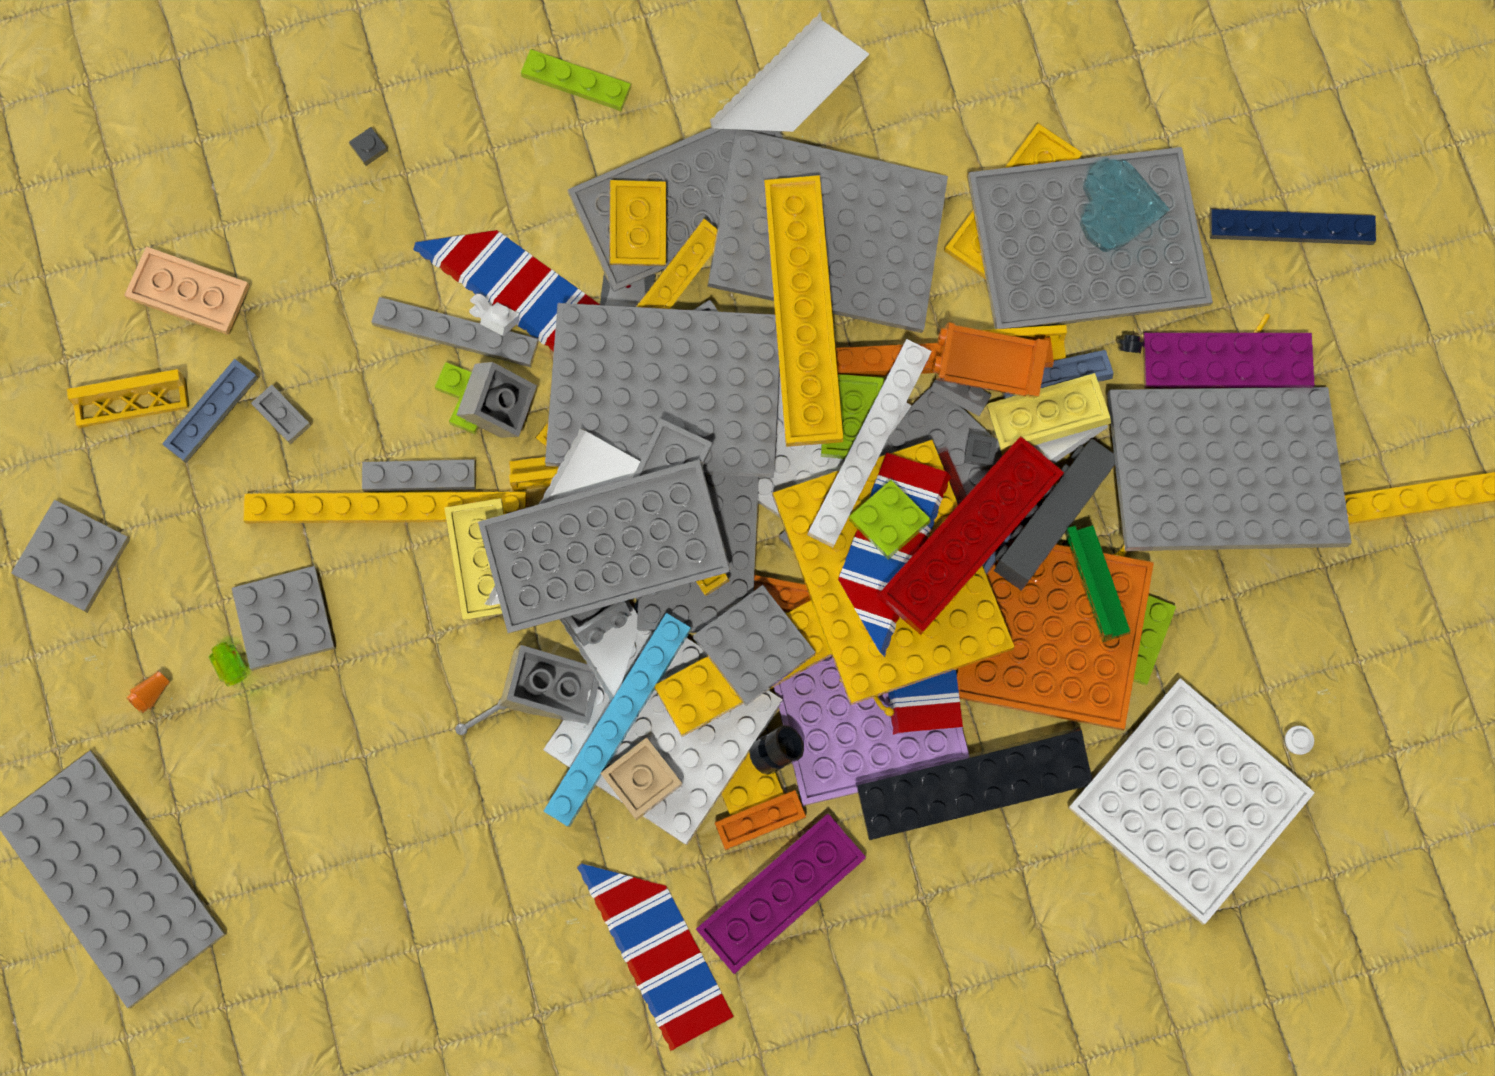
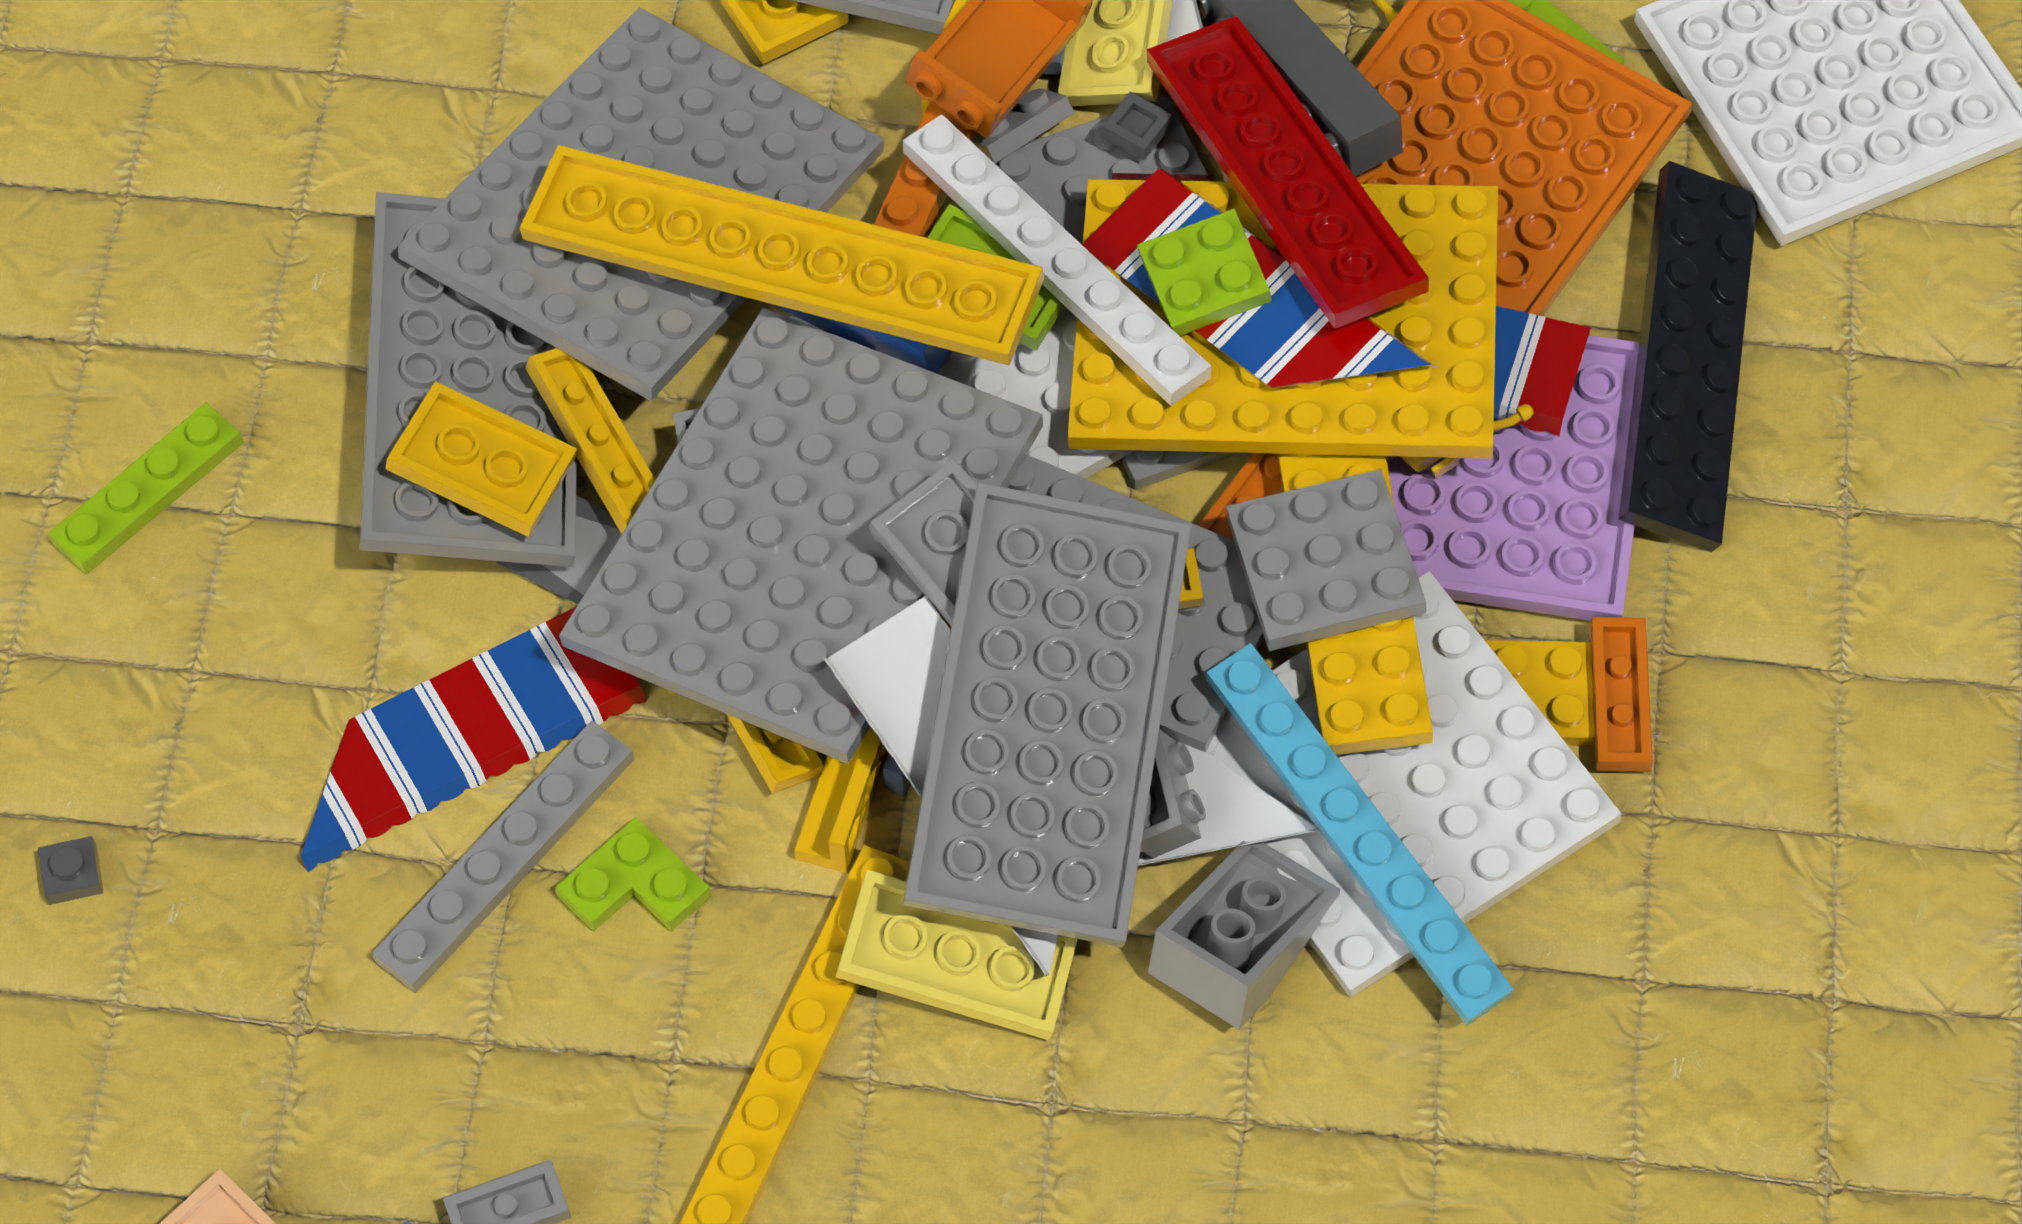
camera: 65 degrees left, 15 degrees down
(418, 475) = (742, 1016): light grey plate -> none
(461, 729) = (1250, 1118): light grey hinge -> none
(495, 317) = (515, 771): white plate -> none
(496, 400) = (678, 813): light grey brick -> none
(641, 779) = (1481, 831): tan plate -> none
(659, 954) = (1789, 948): sticker -> none
(776, 750) = (1516, 604): black wheel -> none
(780, 893) = (1763, 712): magenta plate -> none
(793, 81) = (358, 147): white sticker -> none
(1097, 583) = (1439, 47): green fence -> none

